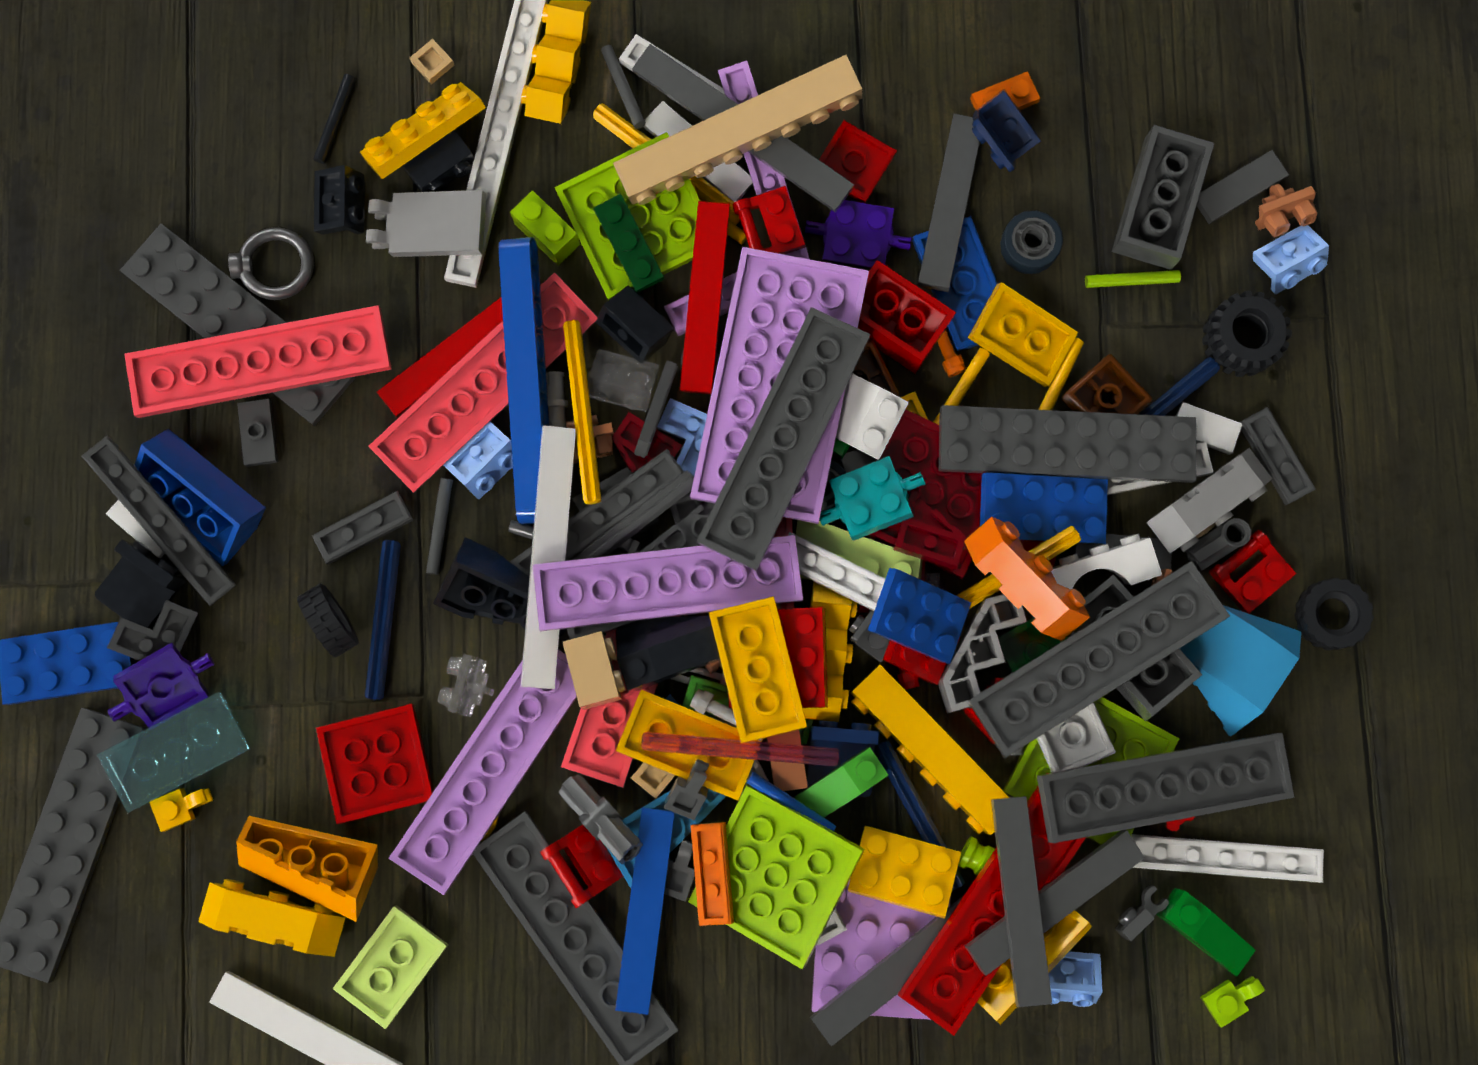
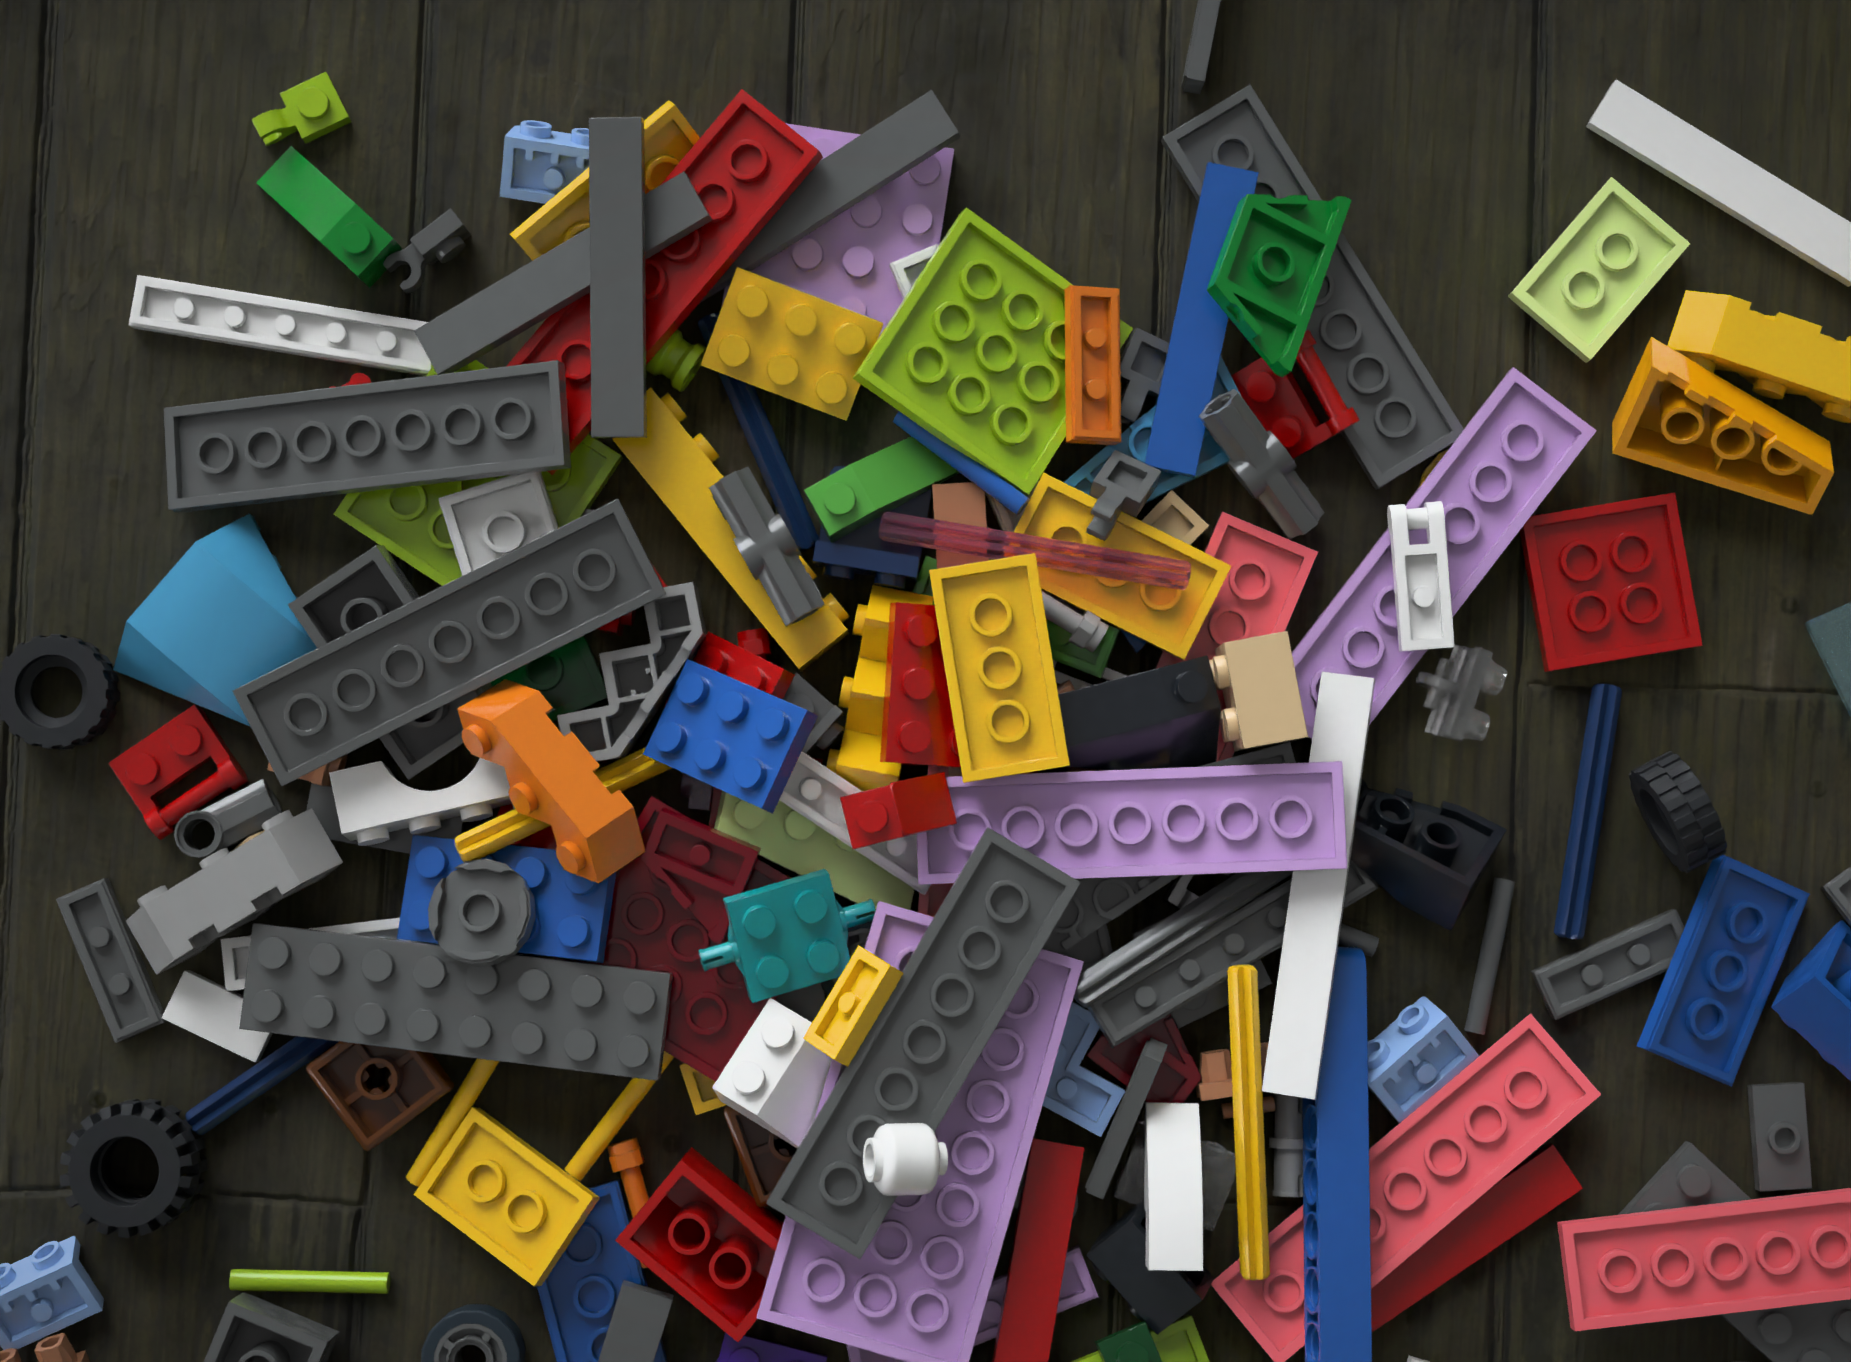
camera: 170 degrees left, 5 degrees up
(295, 528) = (1723, 969): none -> blue tile
(495, 753) = (1421, 578): none -> white plate
(600, 945) = (1275, 270): none -> green wing
(625, 368) = (1173, 1187): none -> white slope
(790, 364) = (904, 1159): none -> white head
(811, 577) = (898, 810): none -> red slope
(829, 455) = (853, 1006): none -> yellow plate
(908, 737) = (767, 546): none -> dark grey piece
(1059, 496) = (482, 912): none -> dark grey tile

